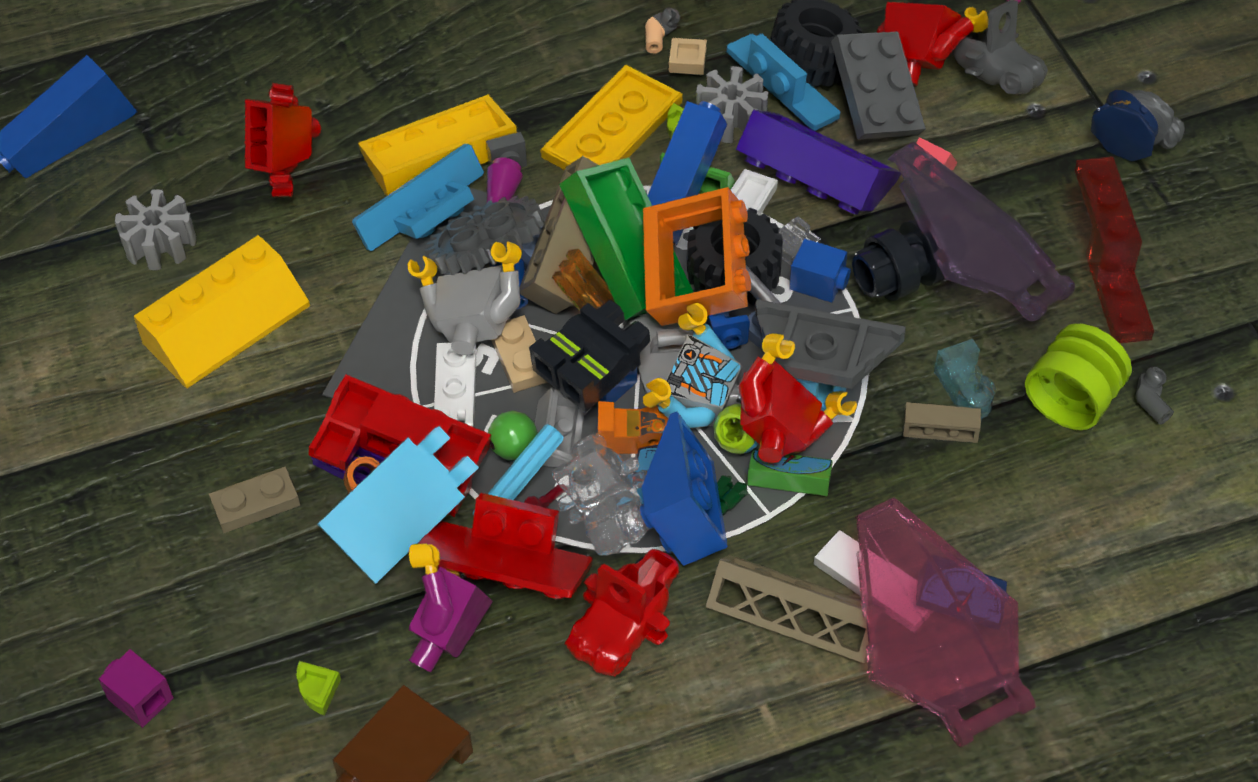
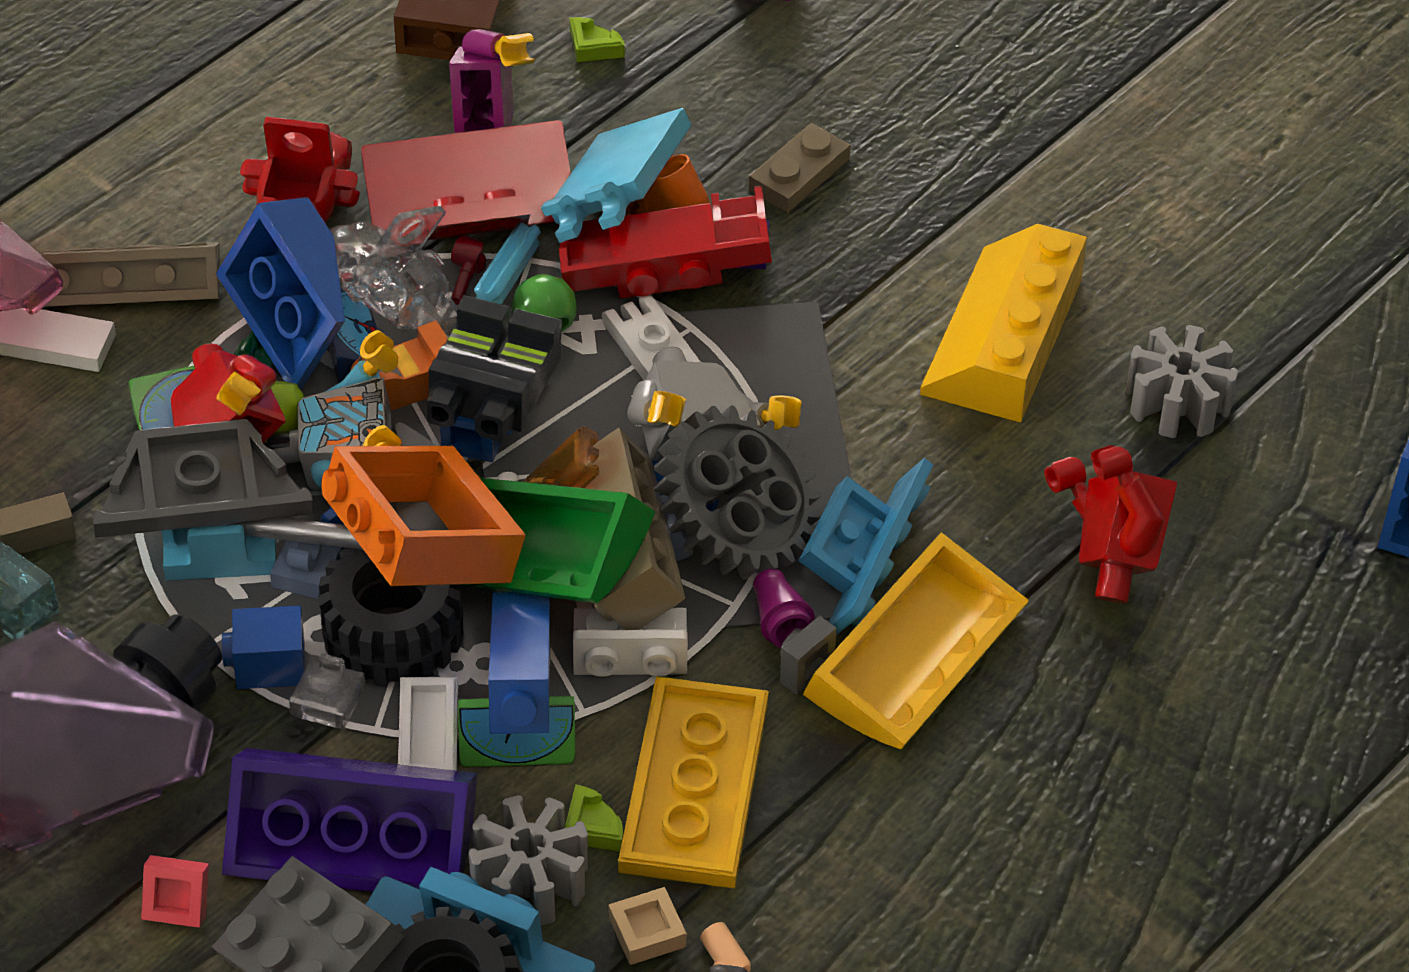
camera: 150 degrees right, 5 degrees down
(514, 354) = (596, 406): tan plate -> none

